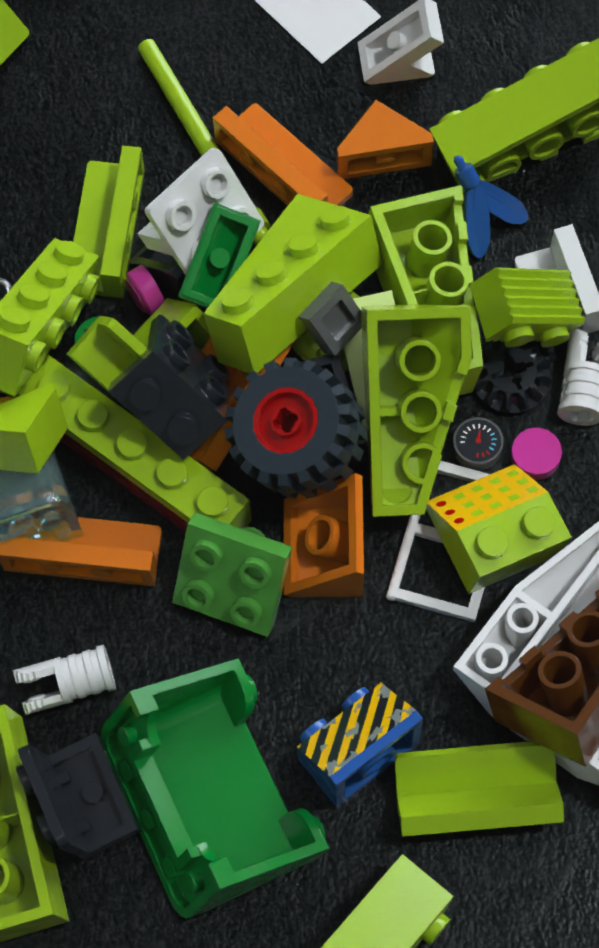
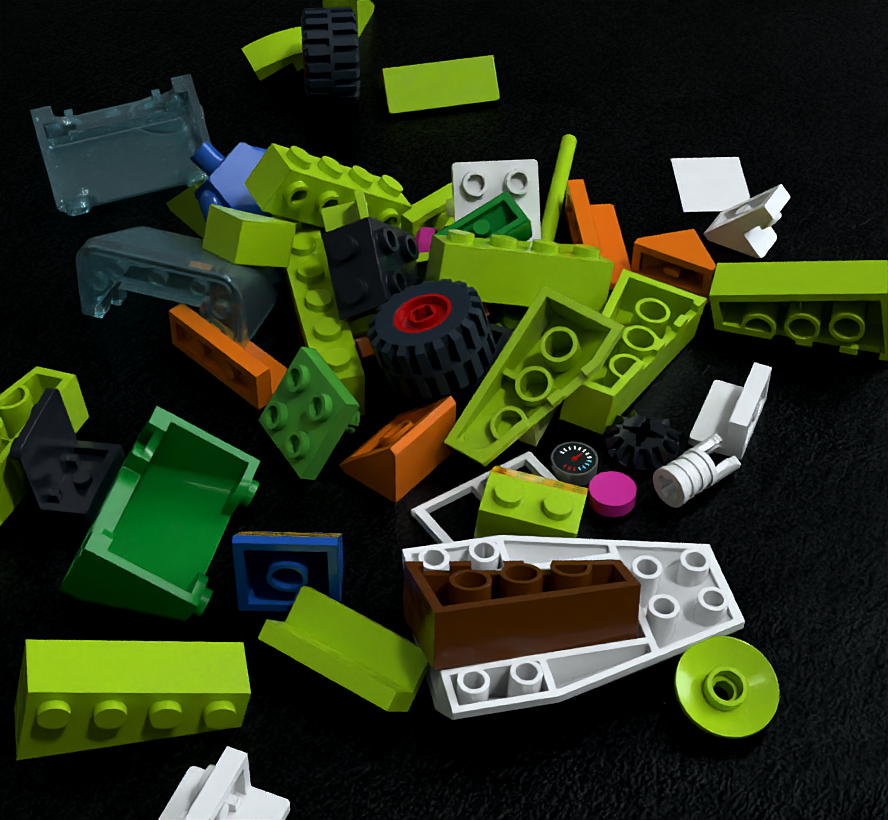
camera: 35 degrees right, 25 degrees down
(76, 677) = (137, 409): white hinge -> none
(332, 318) = (518, 297): dark grey plate -> none
(479, 201) = (720, 324): blue piece -> none
(527, 306) = (686, 387): lime brick -> none

